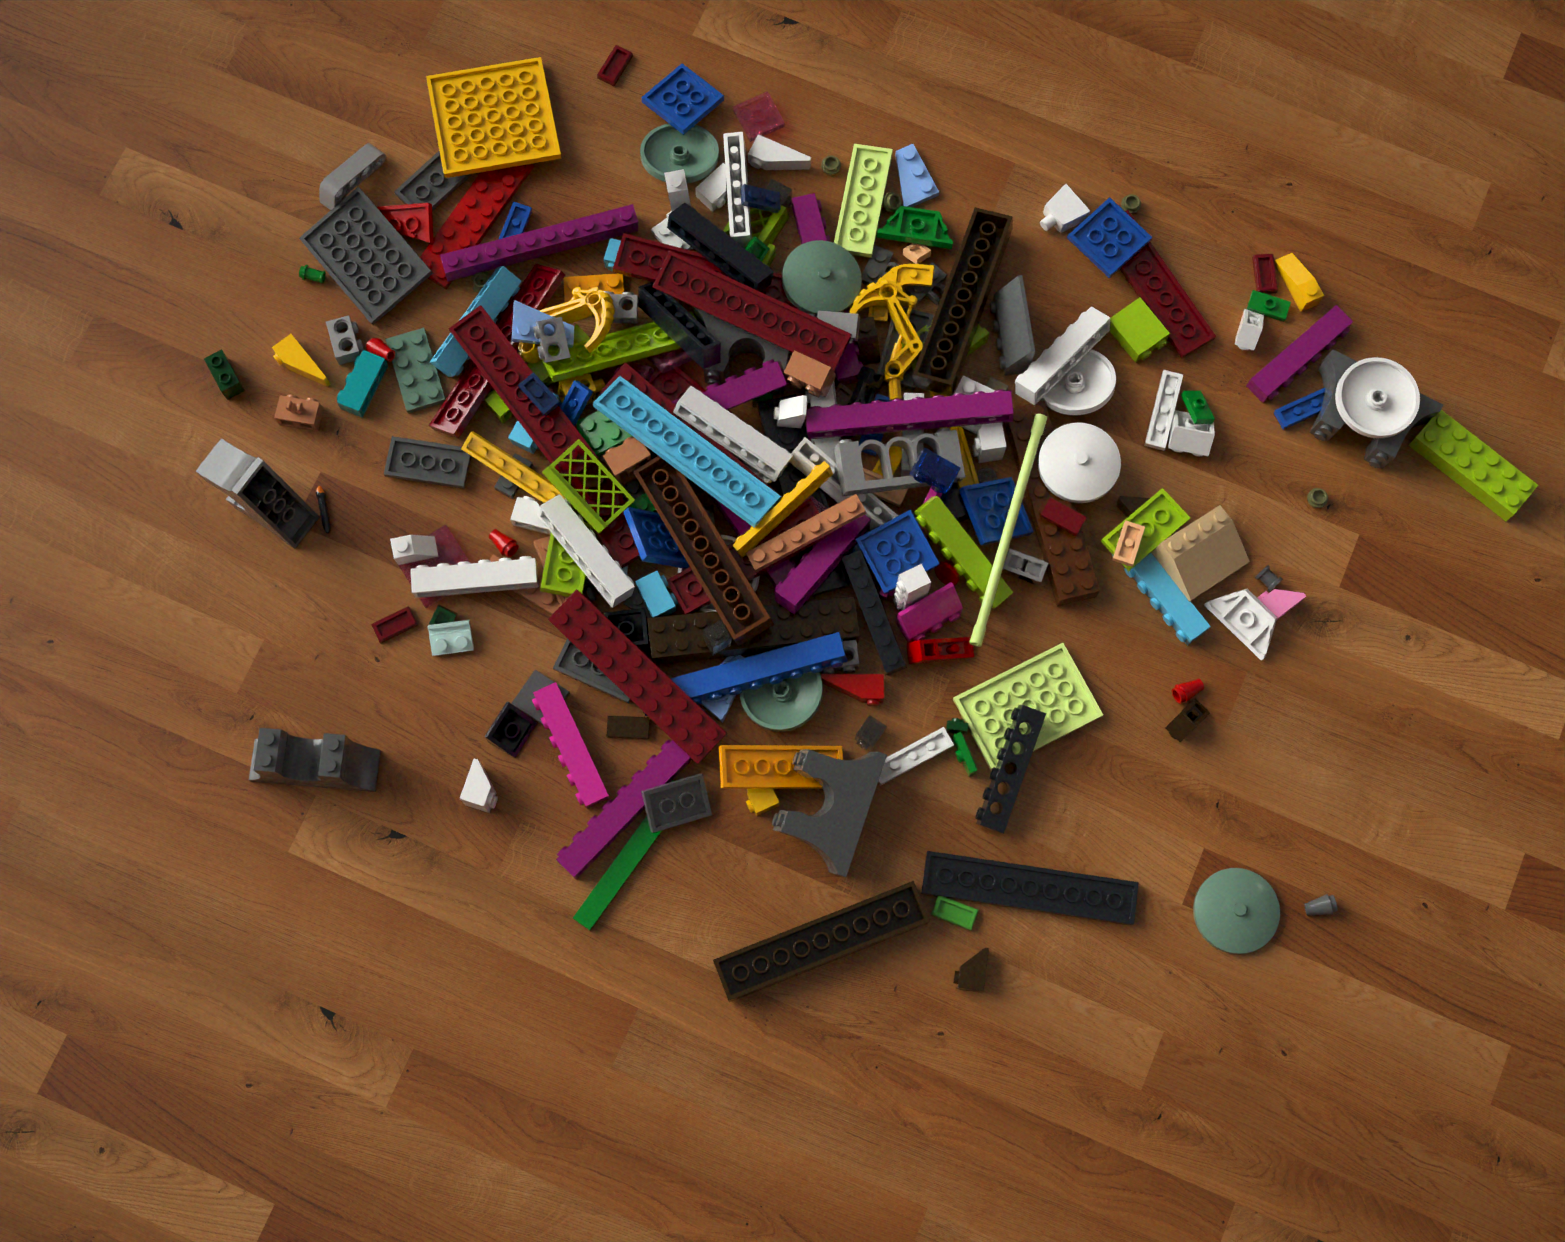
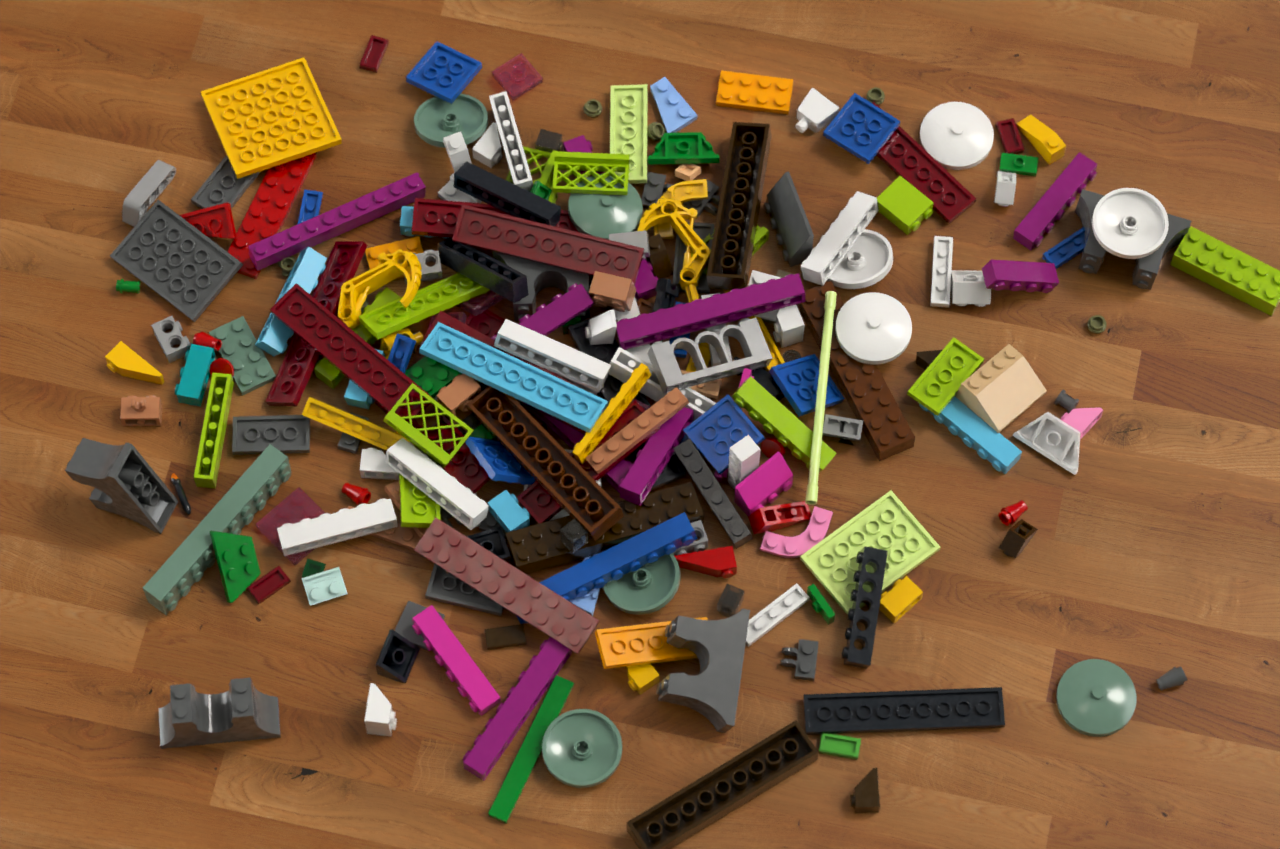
camera: 10 degrees left, 10 degrees down
(224, 374) = (64, 389): dark green brick -> none
(350, 558) = (227, 516): none -> sand green brick
(362, 596) = (235, 562): none -> green wing
(368, 448) = (213, 430): none -> lime brick
(390, 383) = (221, 366): none -> red piece
(413, 548) = (274, 511): white slope -> none
(524, 321) = (355, 294): light blue wing -> none
(539, 394) = (367, 351): dark blue plate -> none
(557, 338) = (374, 299): light grey brick -> none
(676, 803) = (564, 692): dark grey plate -> none
(683, 866) = (582, 748): none -> sand green dish
(760, 198) = (535, 146): dark blue plate -> none
(775, 156) = (538, 109): white slope -> none
(816, 227) = (591, 163): none -> lime fence
(934, 471) = (743, 355): clear blue brick -> none
(937, 811) = (806, 659): none -> dark grey hinge
(956, 683) = (796, 546): none -> bright pink plate
(956, 725) = (808, 579): dark green plate -> none
(1004, 177) = (754, 92): none -> light orange plate
(1049, 764) = (900, 599): none -> yellow brick
(1063, 516) = (868, 377): dark red tile -> none
(1128, 543) = (932, 389): light nougat plate -> none
(1197, 407) = (970, 262): green plate -> none
(1209, 262) = (957, 135): none -> white dish
(1246, 432) = (1020, 276): none -> magenta brick

